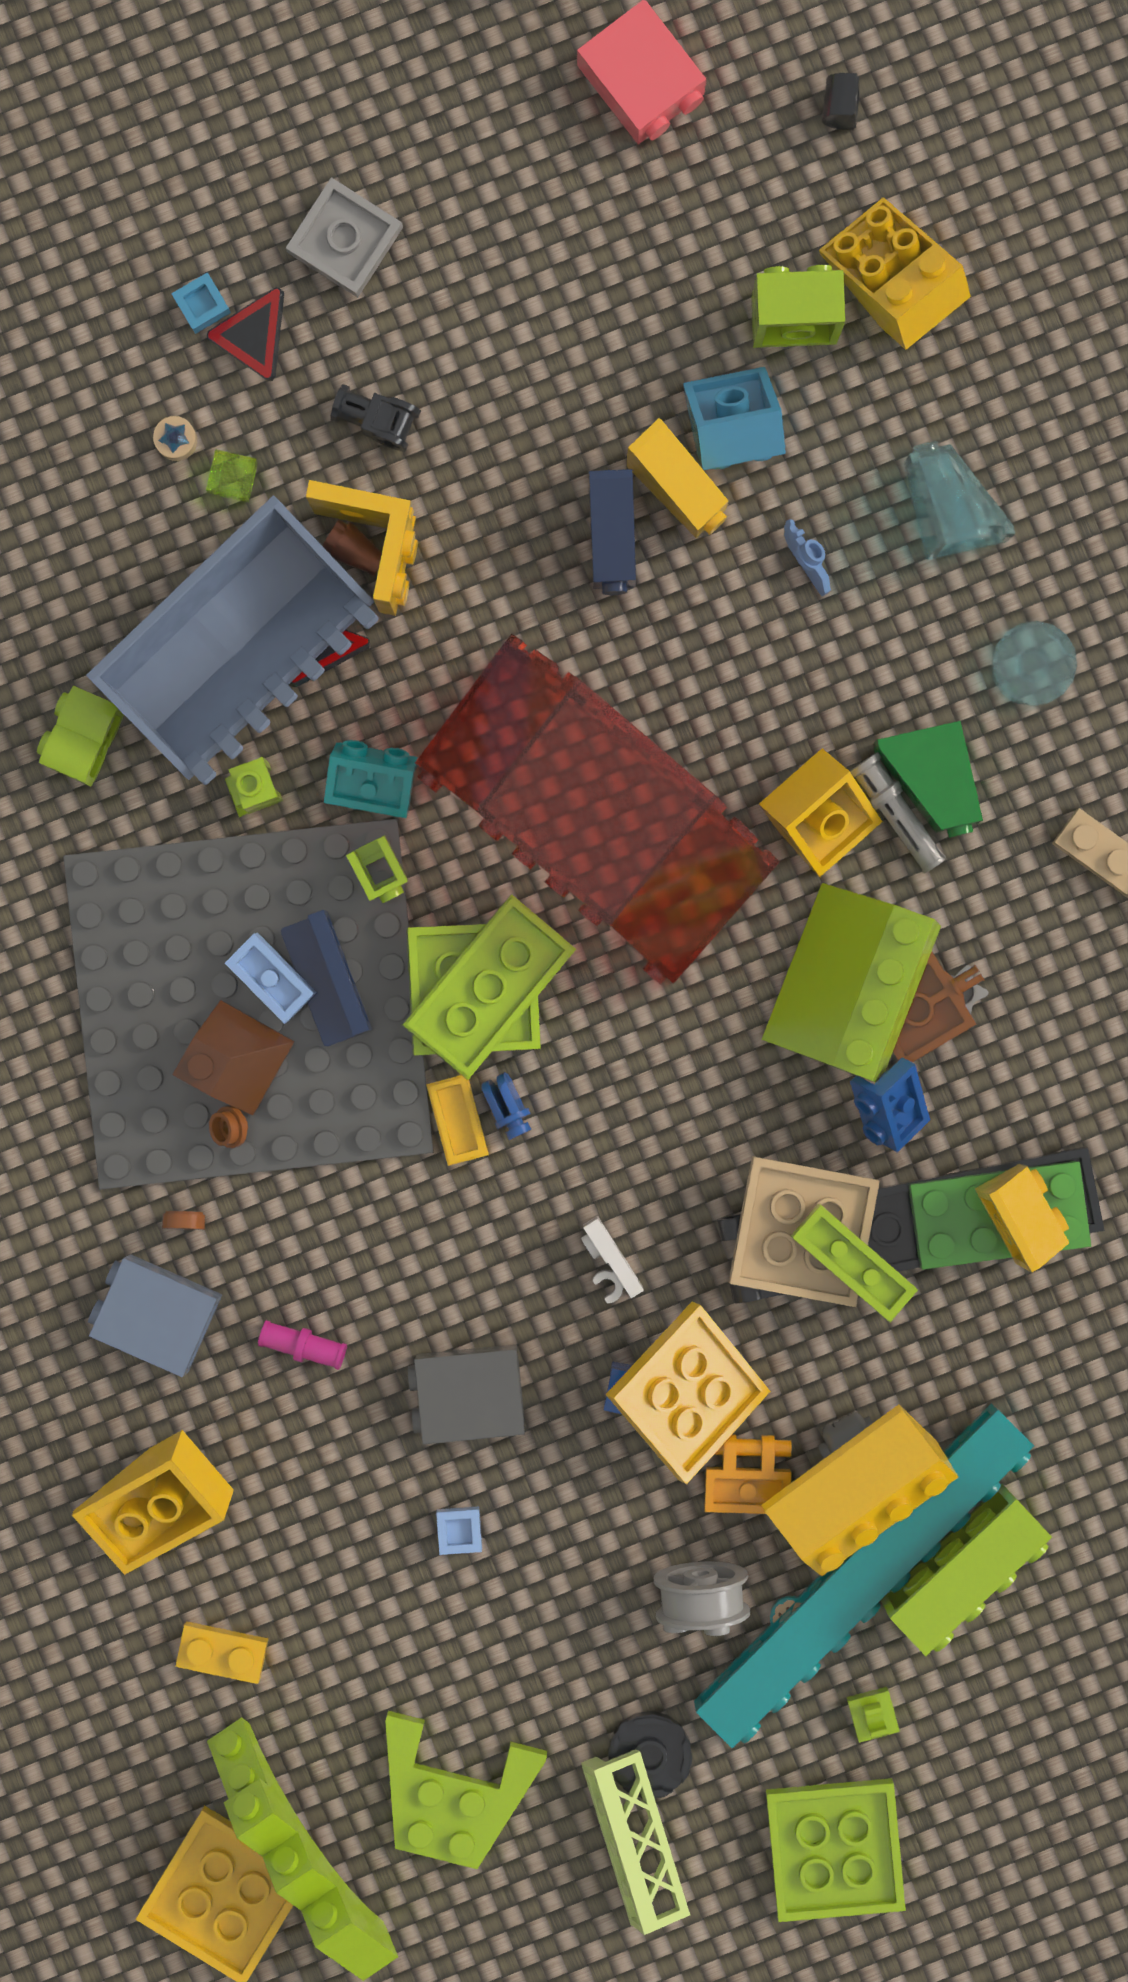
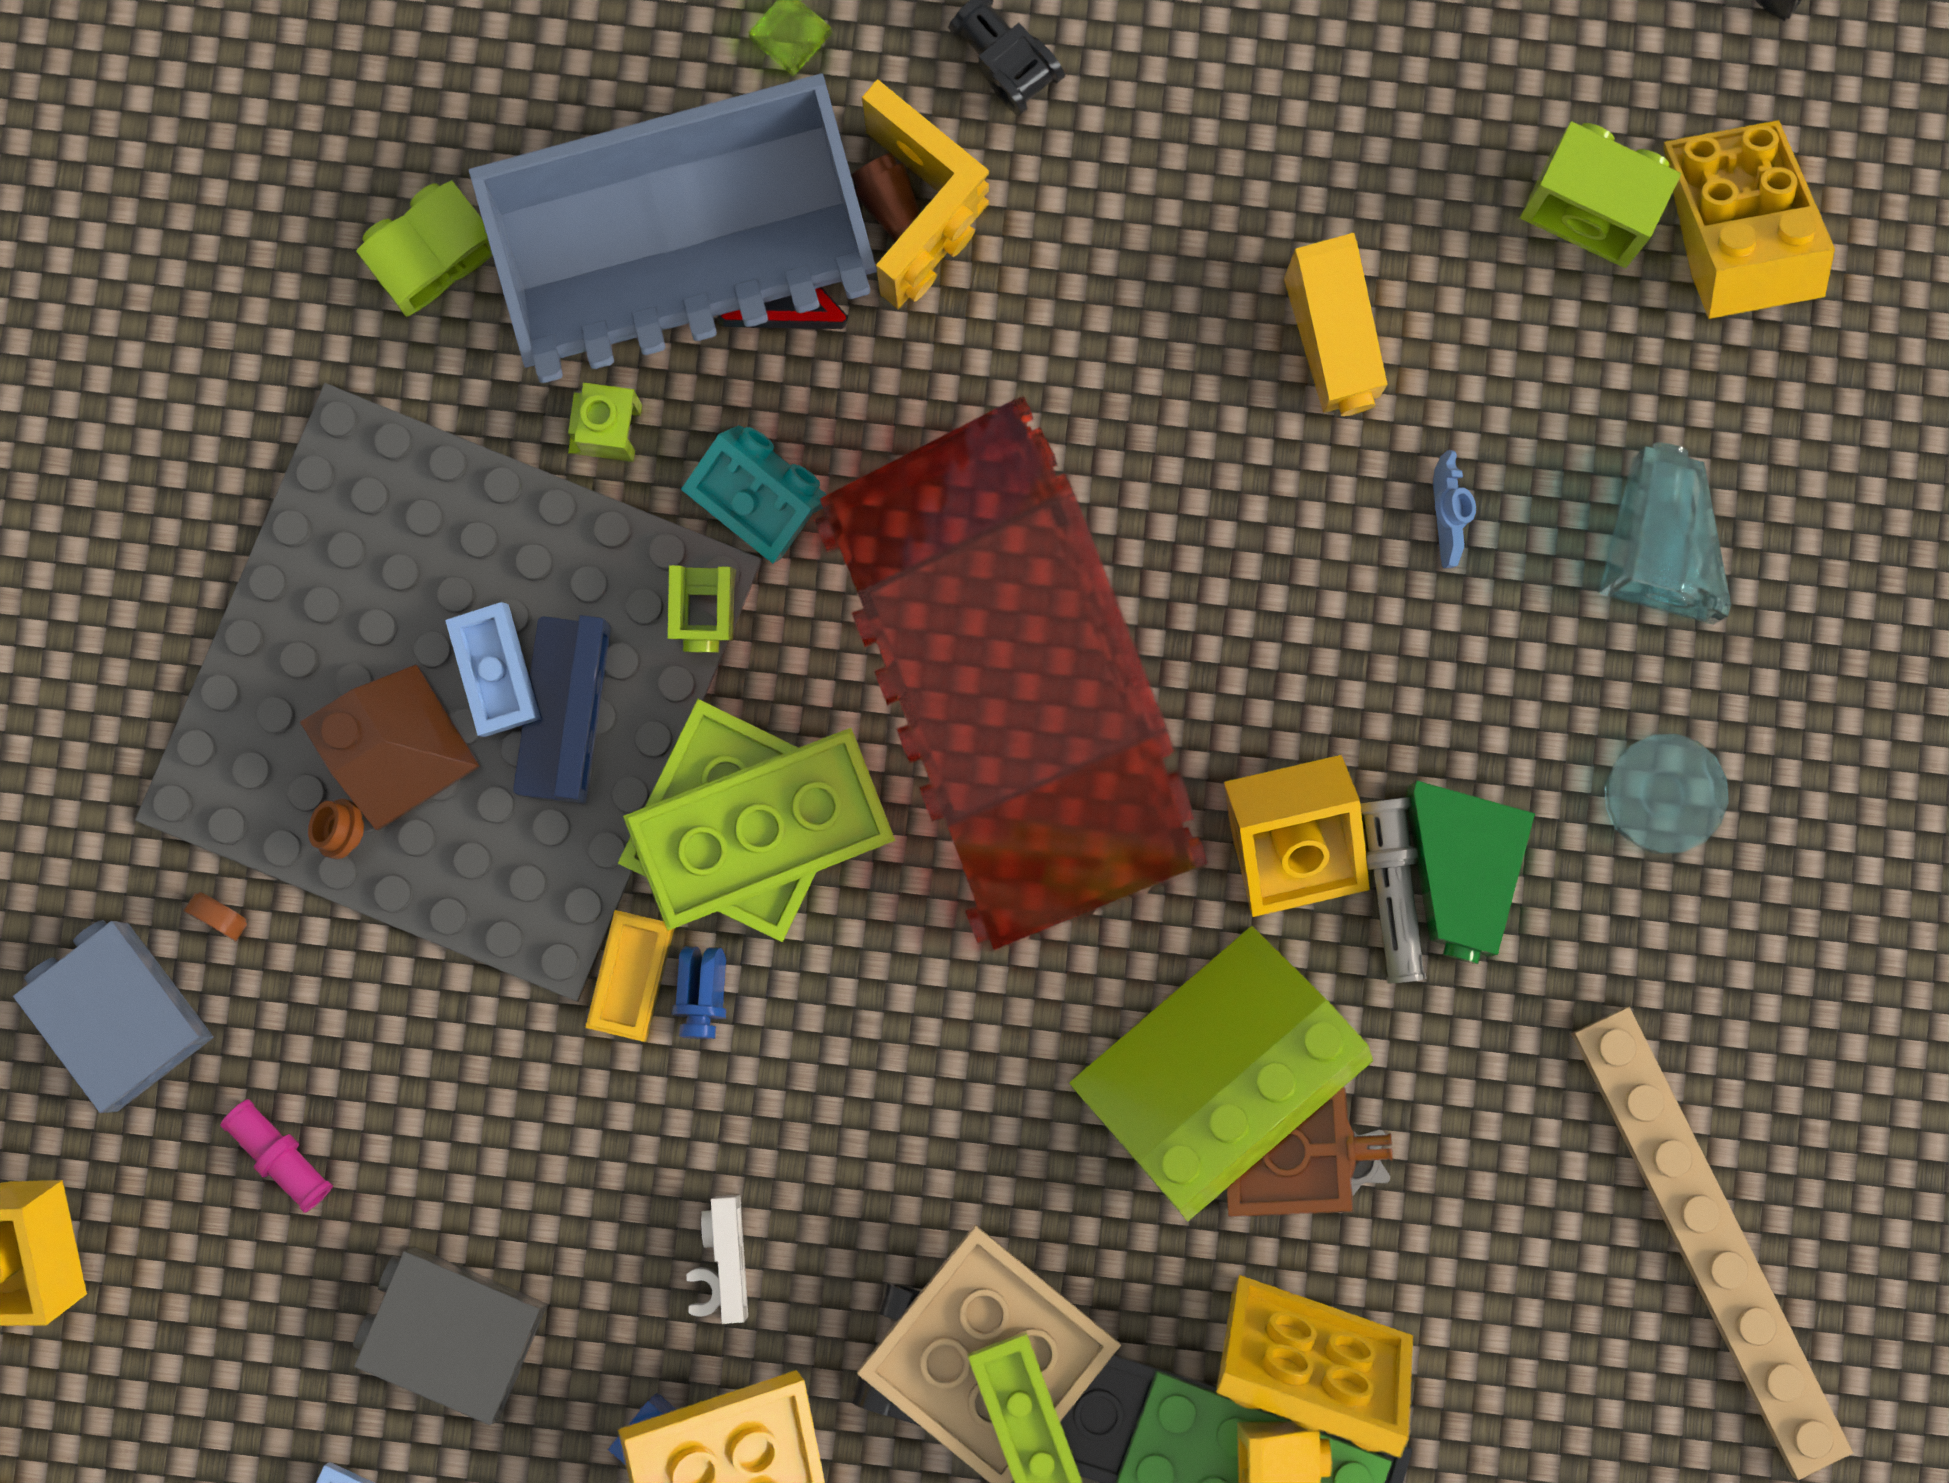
camera: 30 degrees right, 5 degrees down
(612, 530) = (1222, 344): dark blue slope -> none
(735, 418) = (1449, 291): dark azure slope -> none
(893, 1106) = (1189, 1257): blue bracket -> none
(1005, 1129) = (1317, 1366): none -> yellow plate

